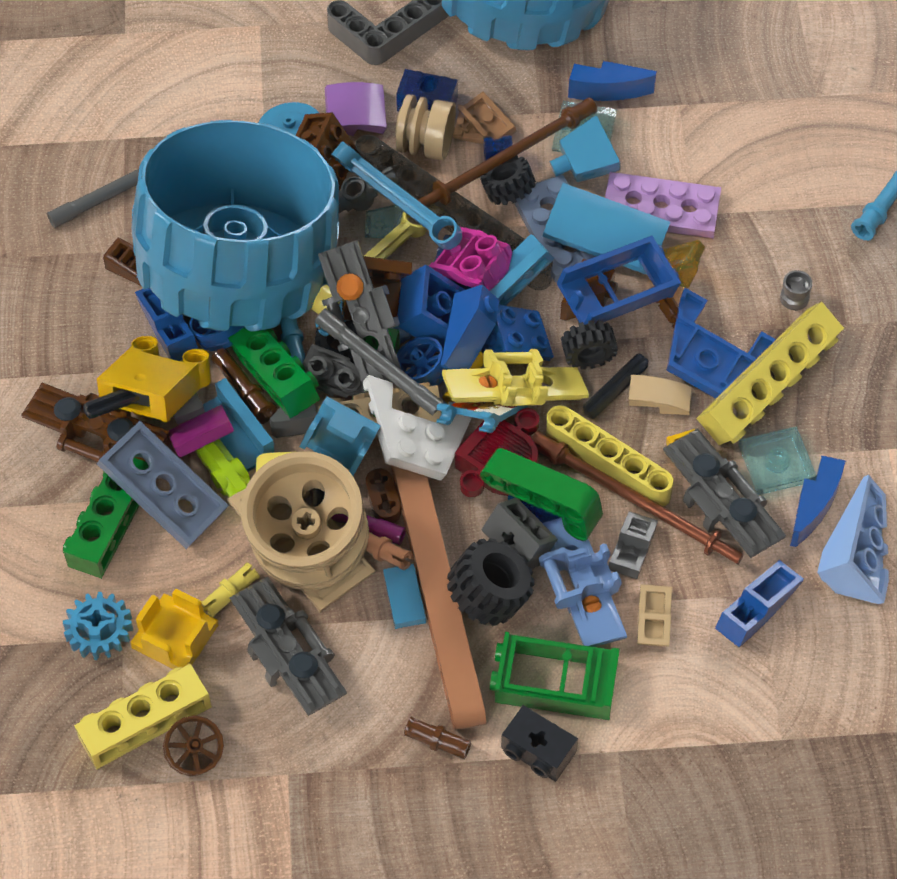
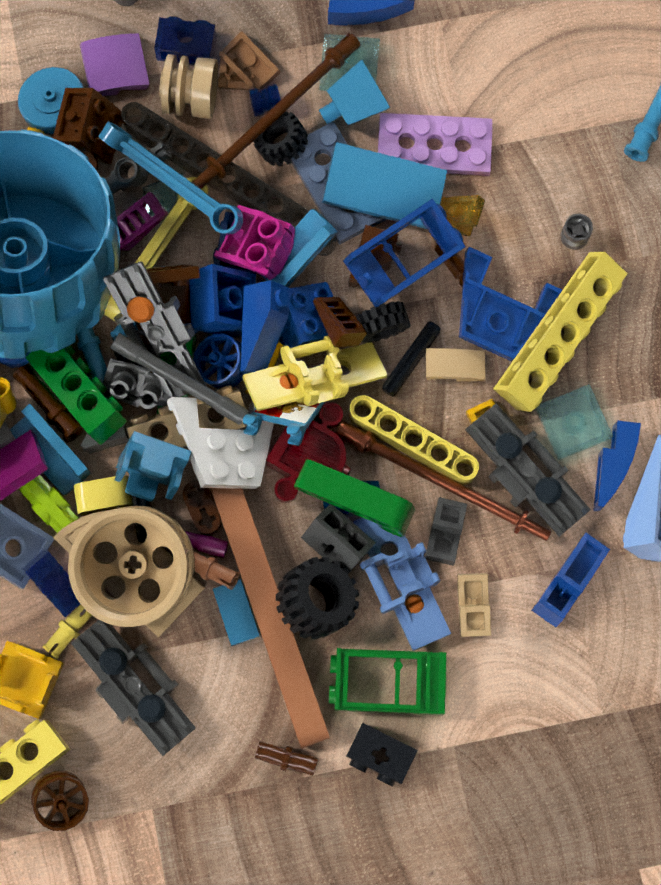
camera: 10 degrees left, 20 degrees up
(222, 539) = (52, 582): none -> clear blue brick
(351, 230) = (142, 230): none -> magenta slope
(546, 339) = (344, 333): none -> reddish brown slope

